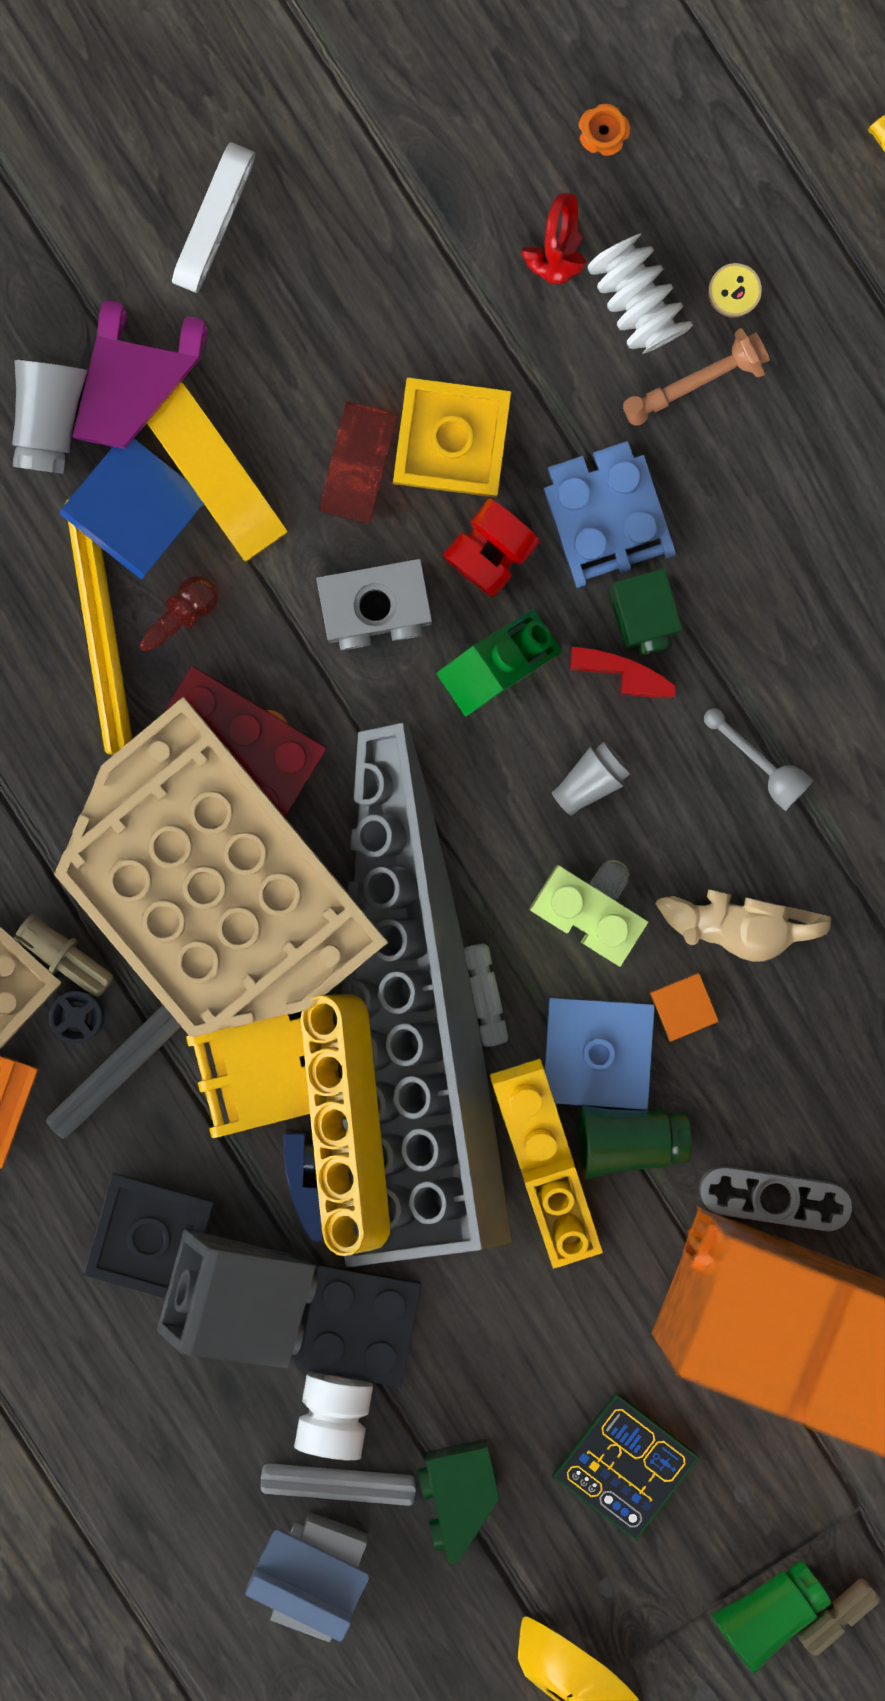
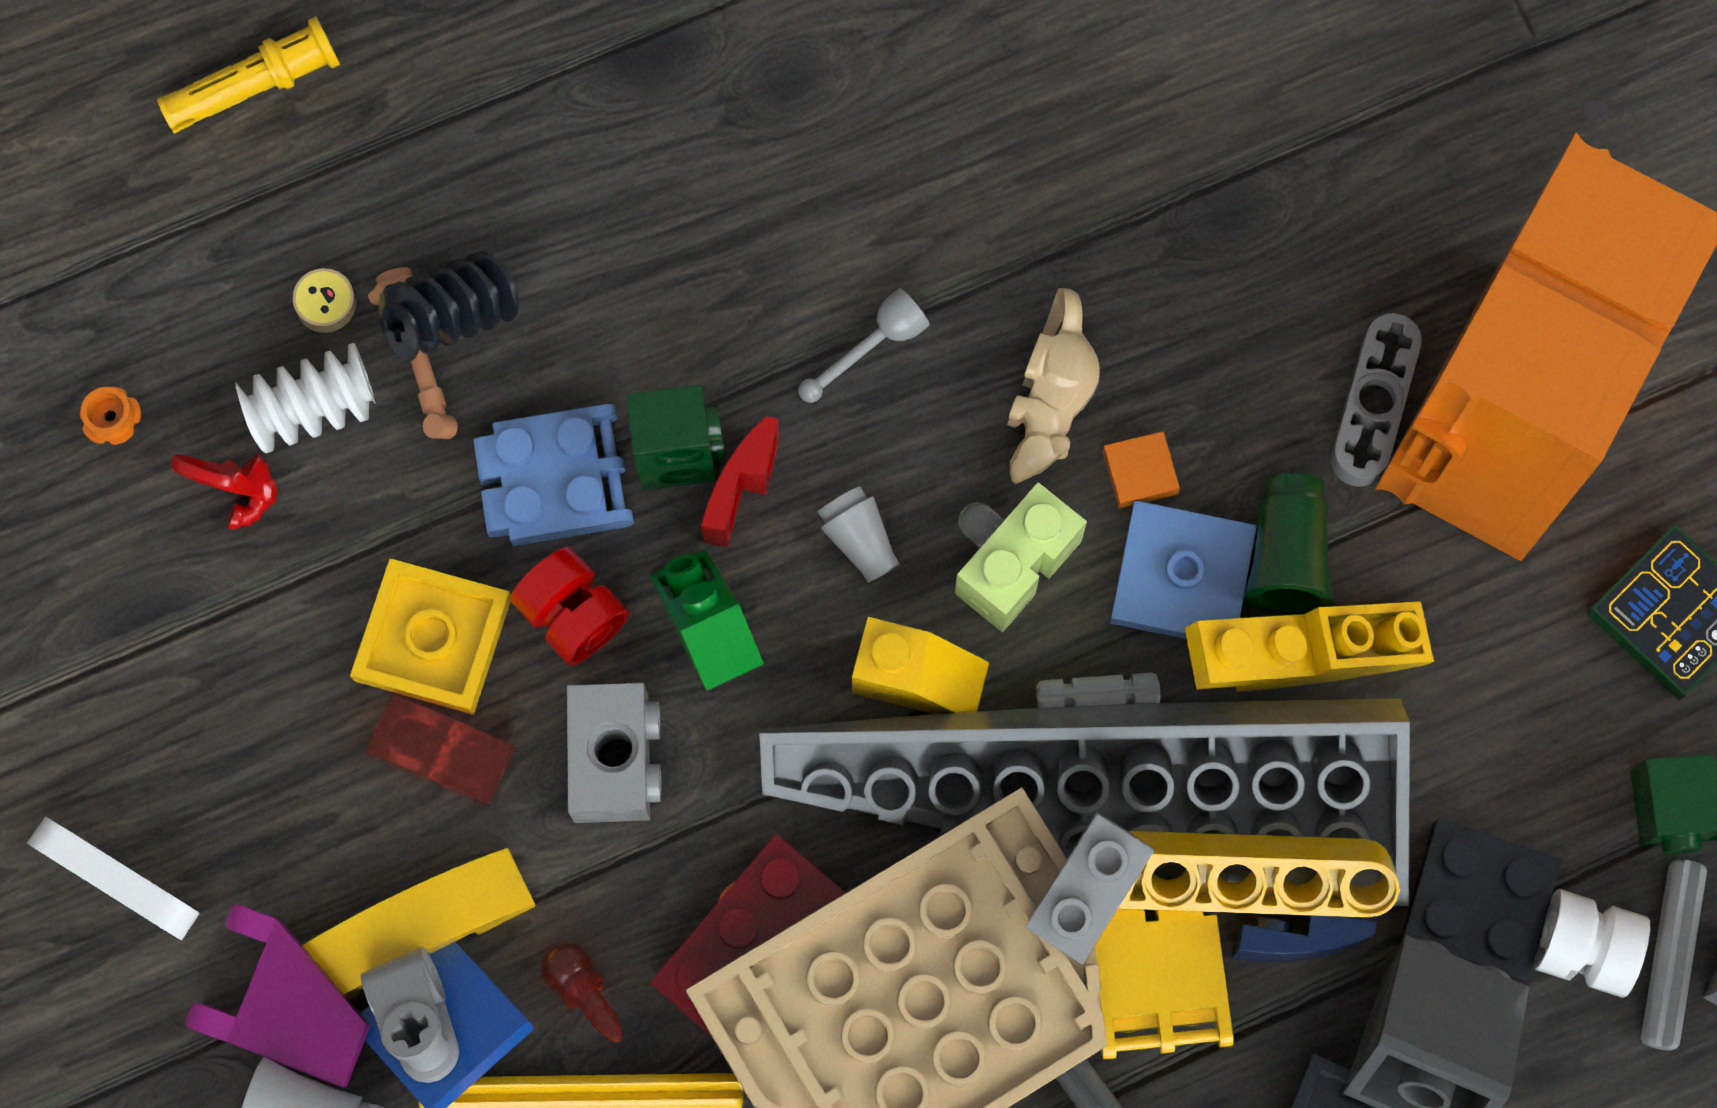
camera: 80 degrees left, 15 degrees down
(140, 477) = (413, 1015): none -> light grey piece
(306, 1007) = (1089, 888): none -> light grey brick
(480, 846) = (917, 670): none -> yellow slope
(737, 397) = (446, 304): none -> black piece

